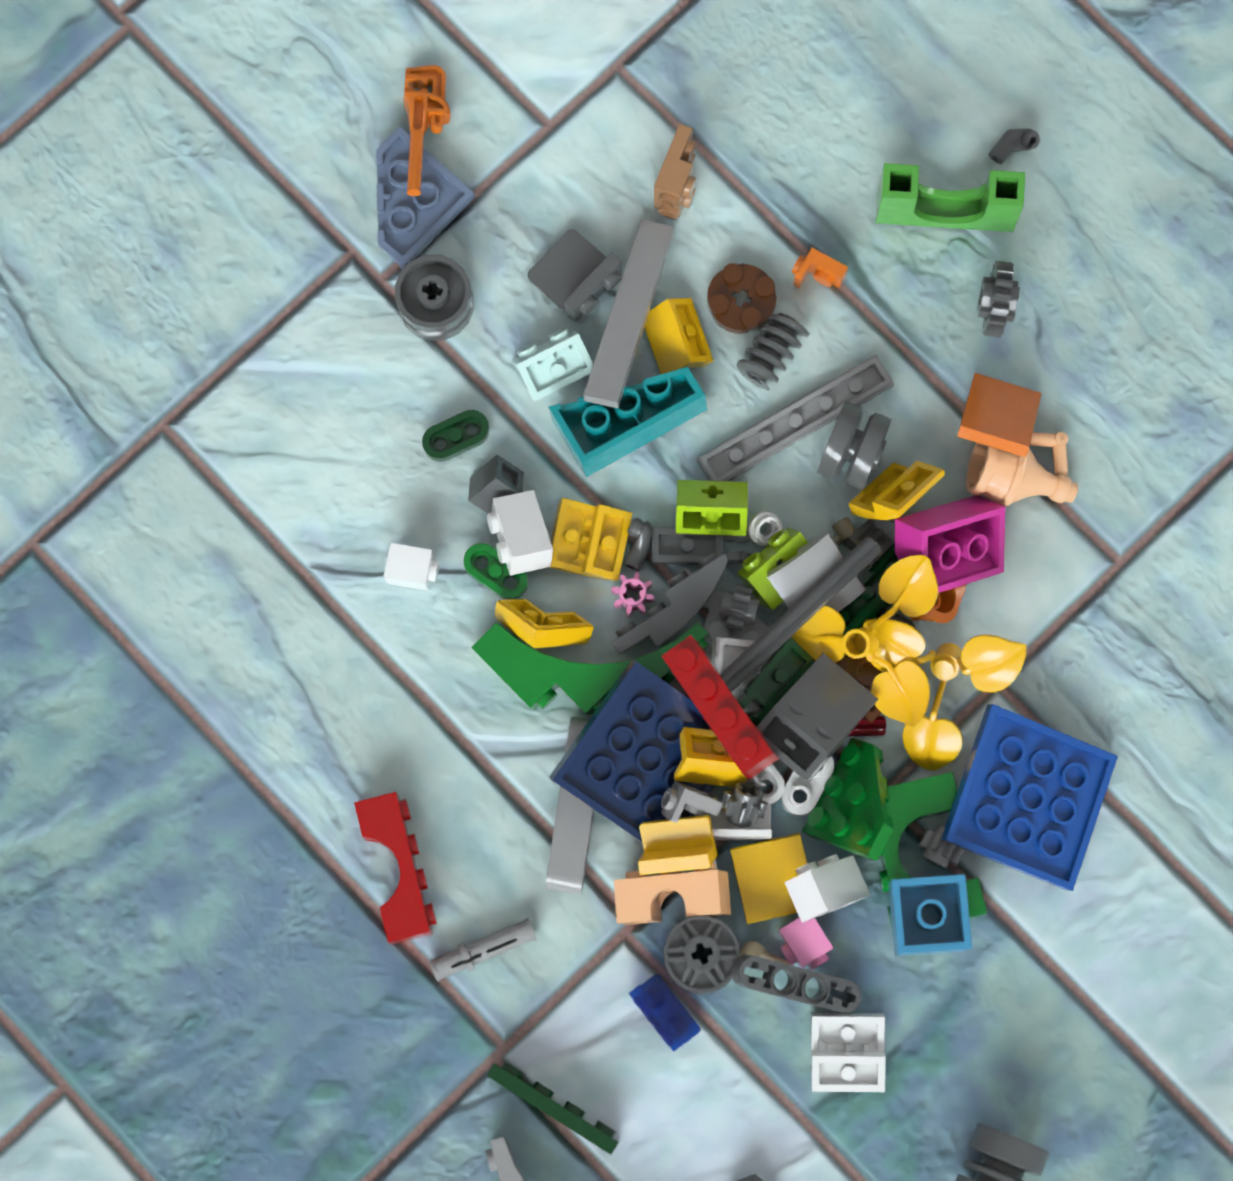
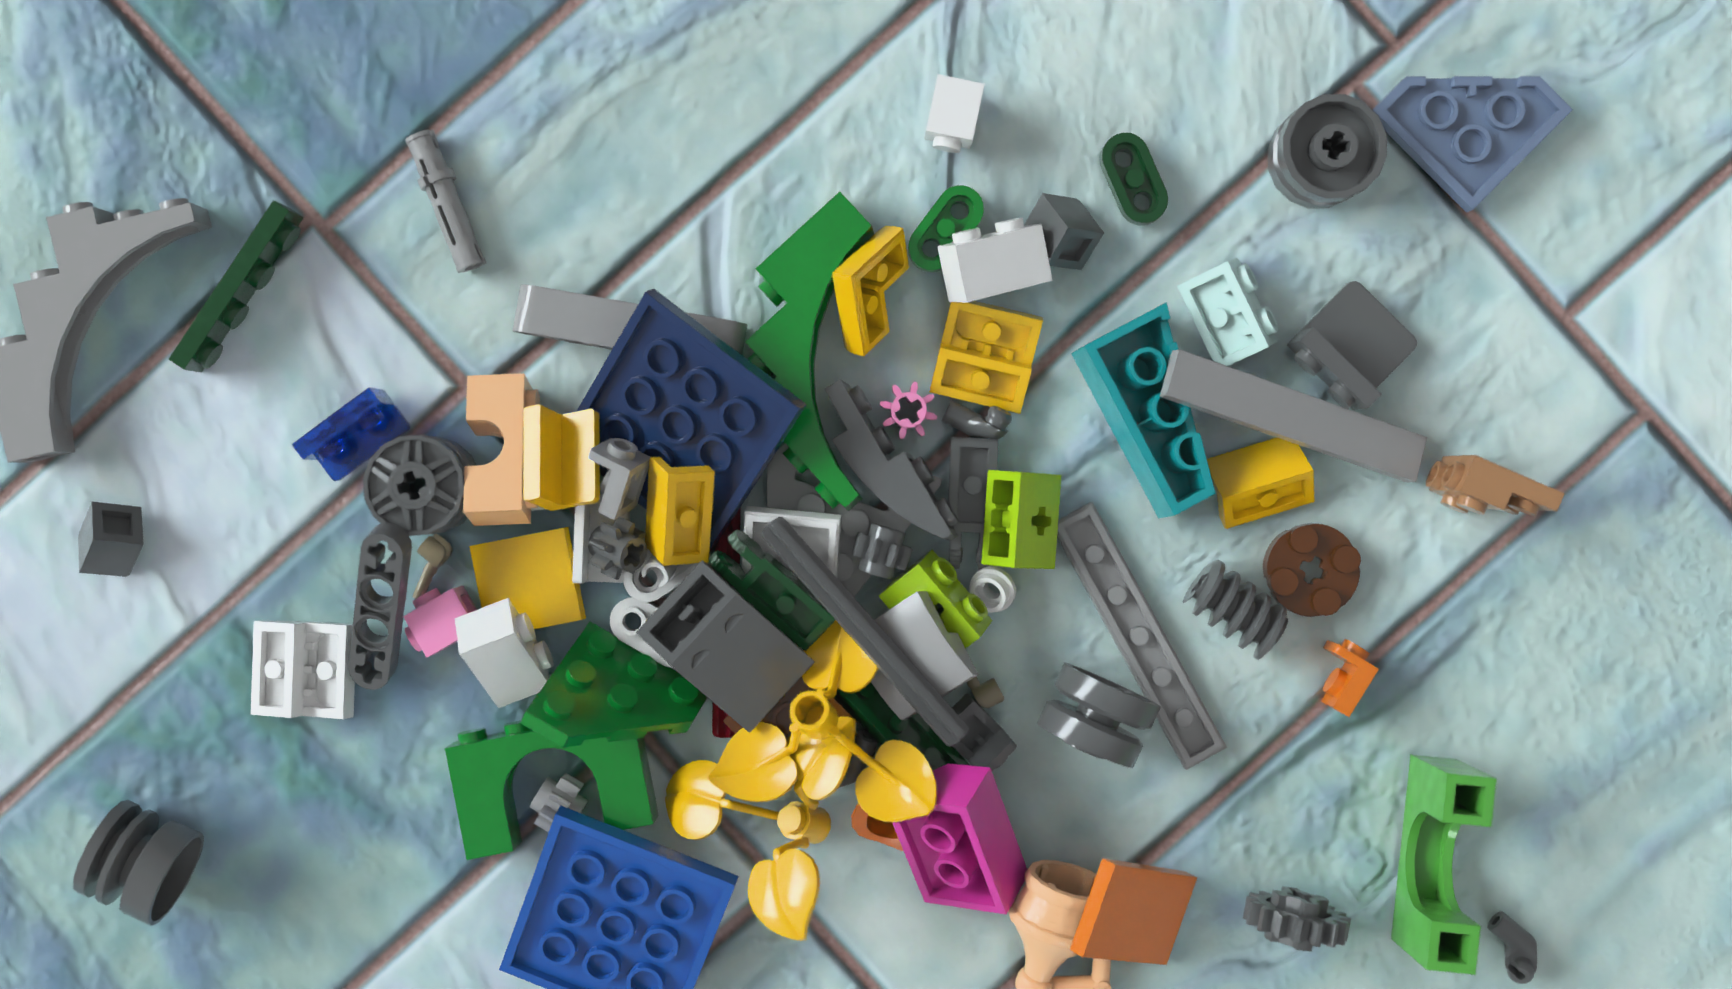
camera: 85 degrees right, 10 degrees up
(405, 913) = (610, 77): red arch -> none
(423, 110) = (1593, 143): orange piece -> none
(720, 707) = (726, 522): red arch -> none
(895, 491) = (1032, 768): yellow slope -> none
(929, 915) = (453, 789): dark azure brick -> none

